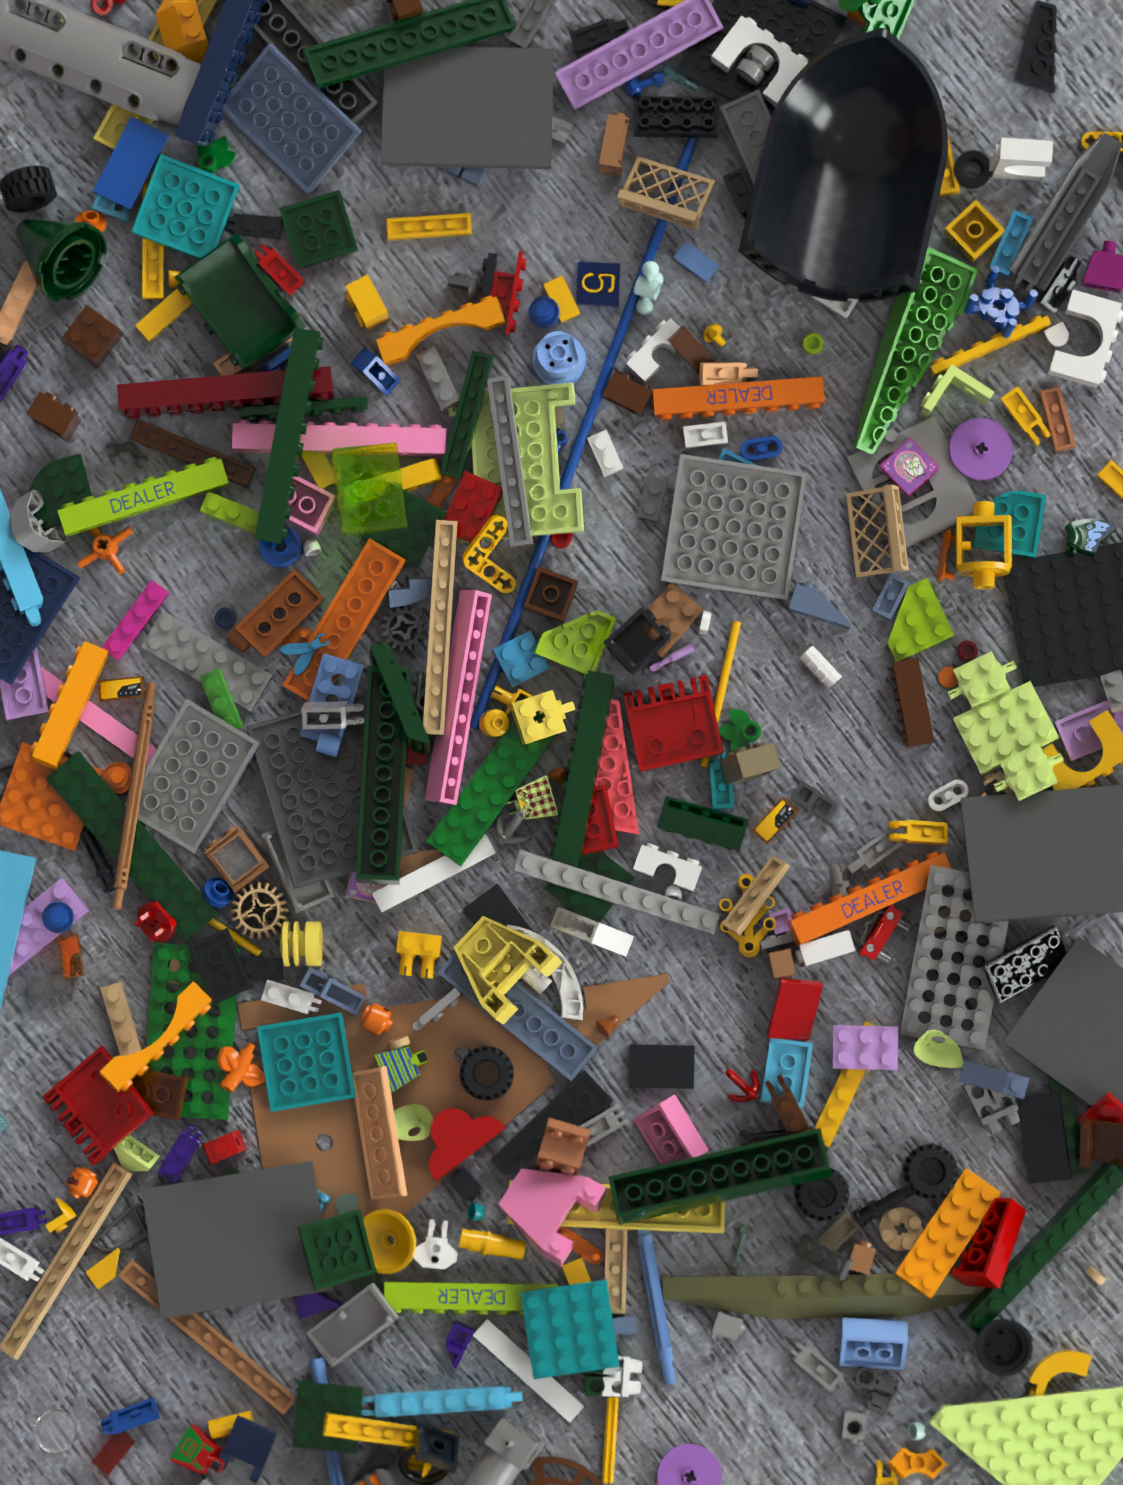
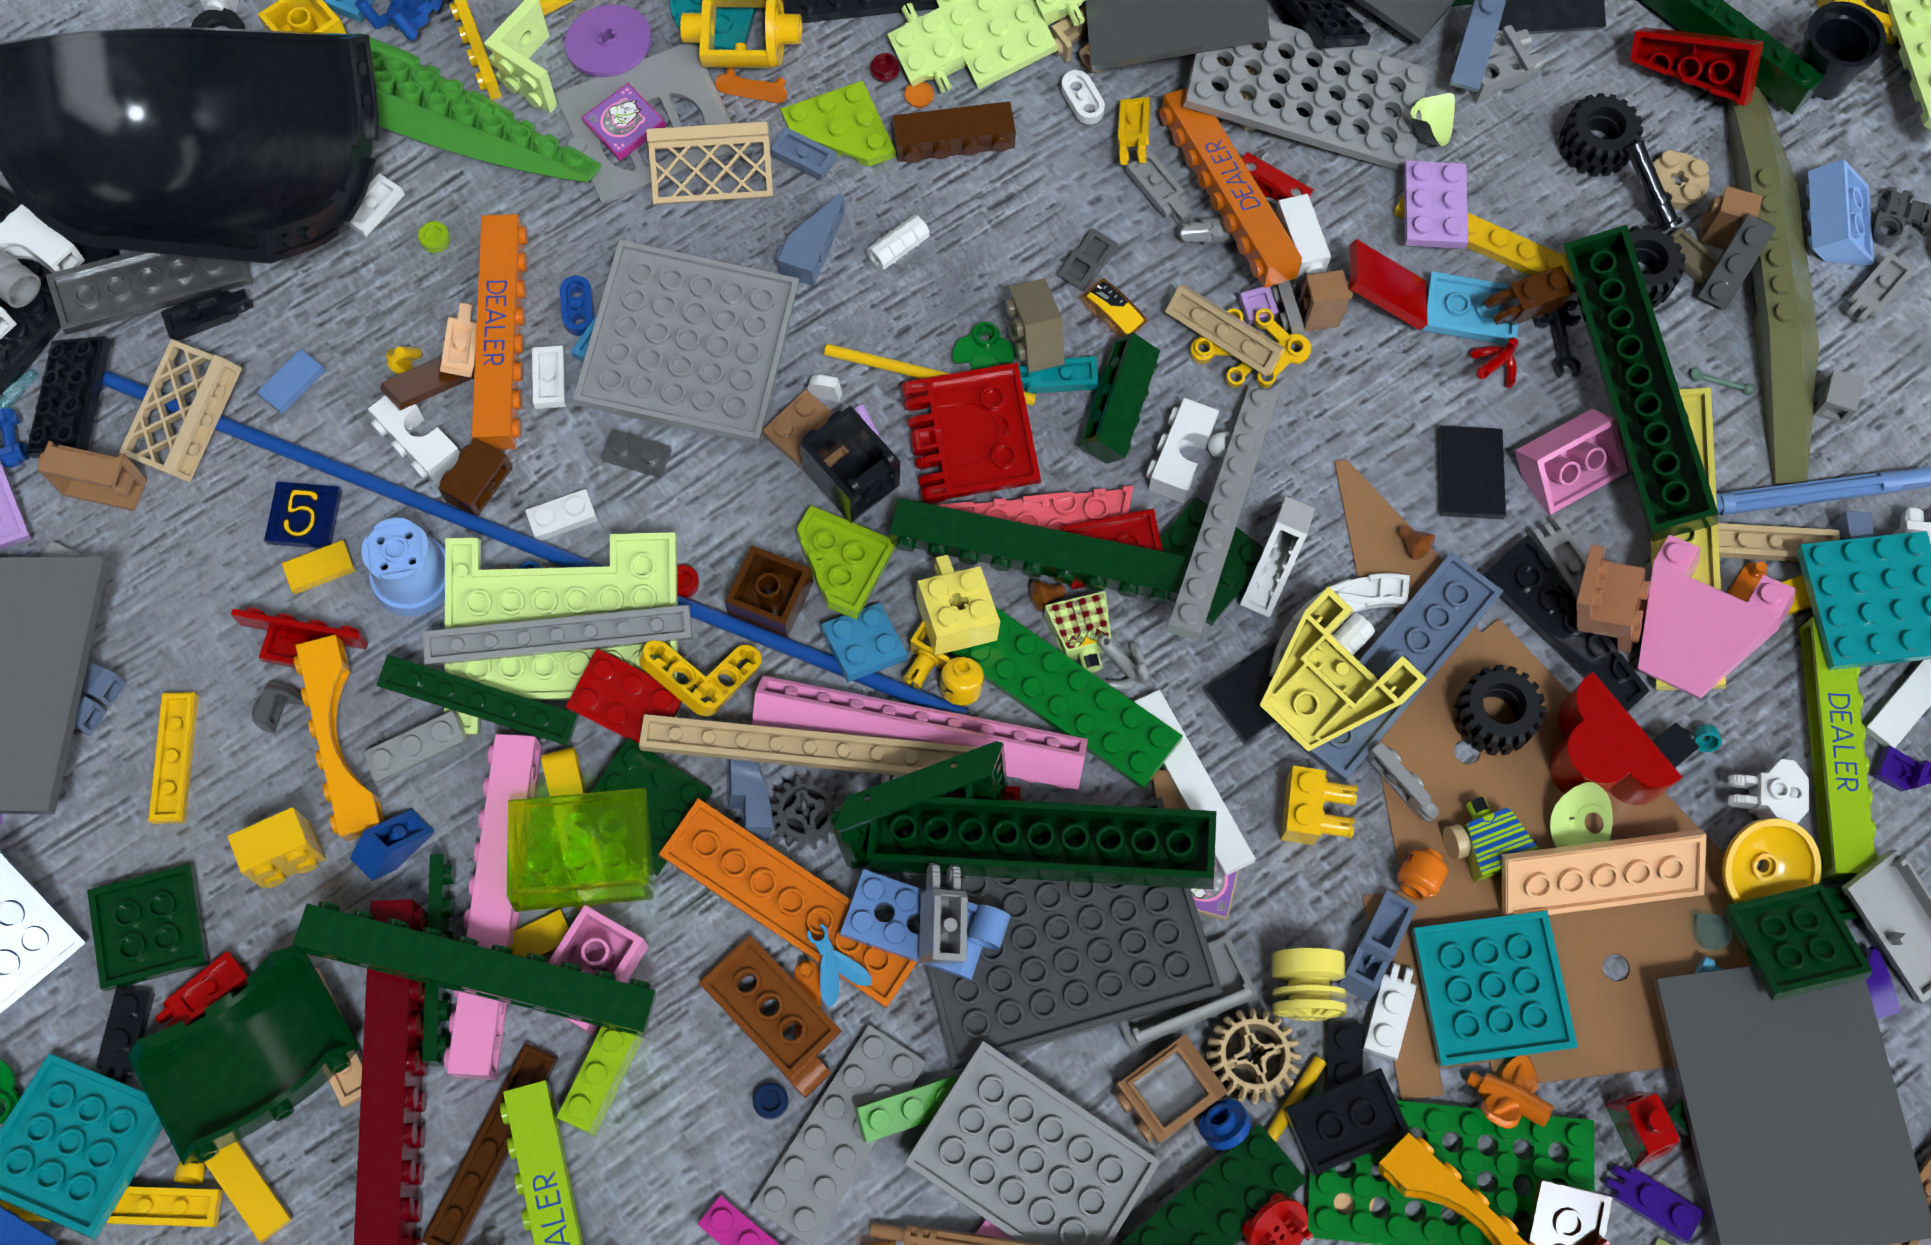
camera: 95 degrees left, 15 degrees down
(277, 362) = (347, 981): blue plate -> none
(282, 559) = (680, 1007): blue plate -> none
(311, 547) = (665, 955): white hinge -> none
(441, 491) = (592, 752): orange piece -> none
(489, 266) = (253, 665): black plate -> none
(491, 1244) = (1755, 714): yellow piece -> none
(544, 312) = (334, 589): blue plate -> none
(648, 287) = (316, 437): light aqua piece -> none
(947, 1233) = (1692, 117): light orange plate -> none

